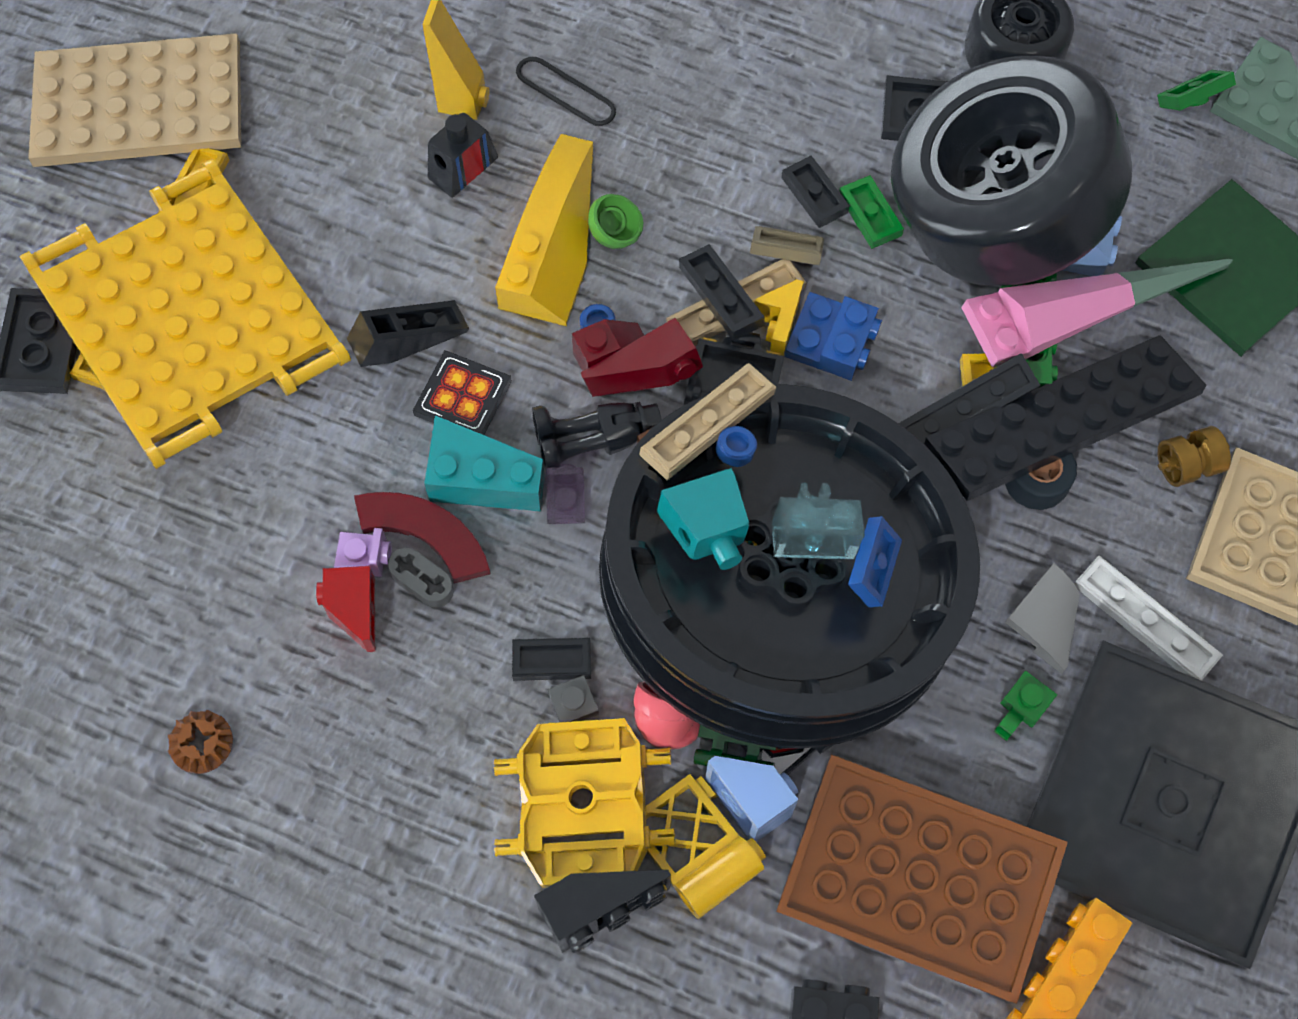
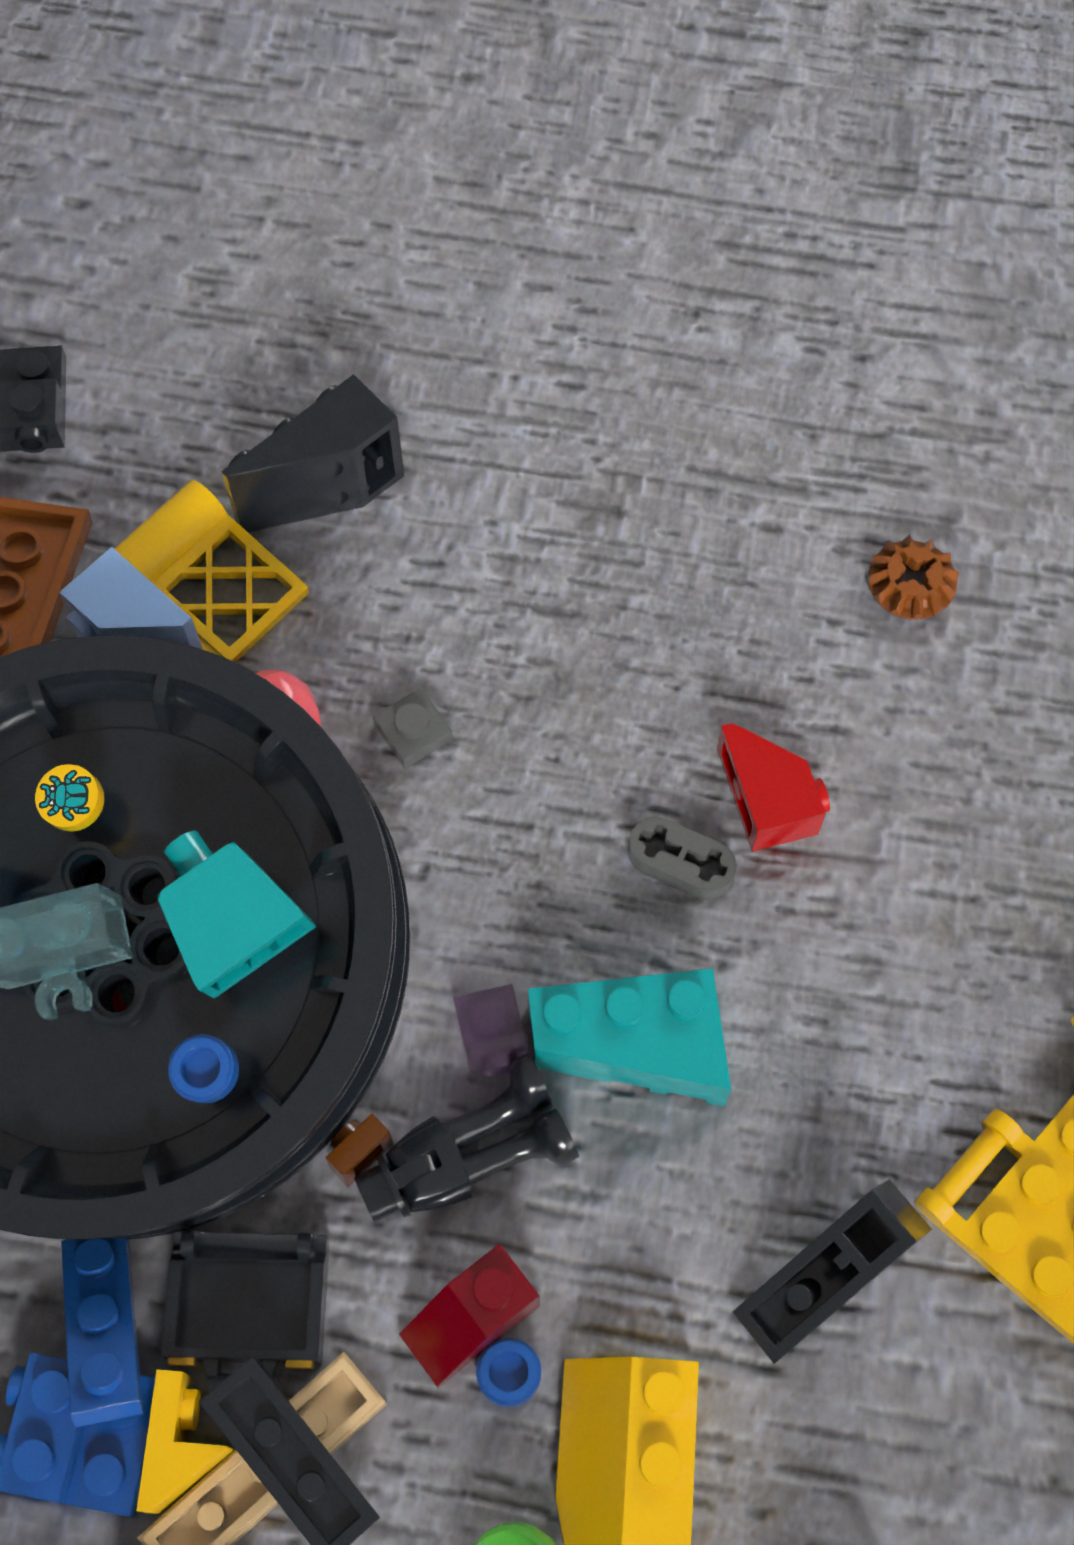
camera: 170 degrees right, 0 degrees up
(363, 551) = (780, 876): lavender bracket -> none
(428, 522) = (689, 941): dark red tile -> none
(462, 393) = (704, 1168): tile -> none
(551, 659) = (457, 781): black tile -> none
(615, 806) = (381, 531): yellow piece -> none
(647, 363) = (386, 1283): dark red slope -> none
(706, 420) = (255, 1110): tan tile -> none
(799, 614) = (69, 798): none -> tile
(815, 352) = (100, 1331): none -> blue plate

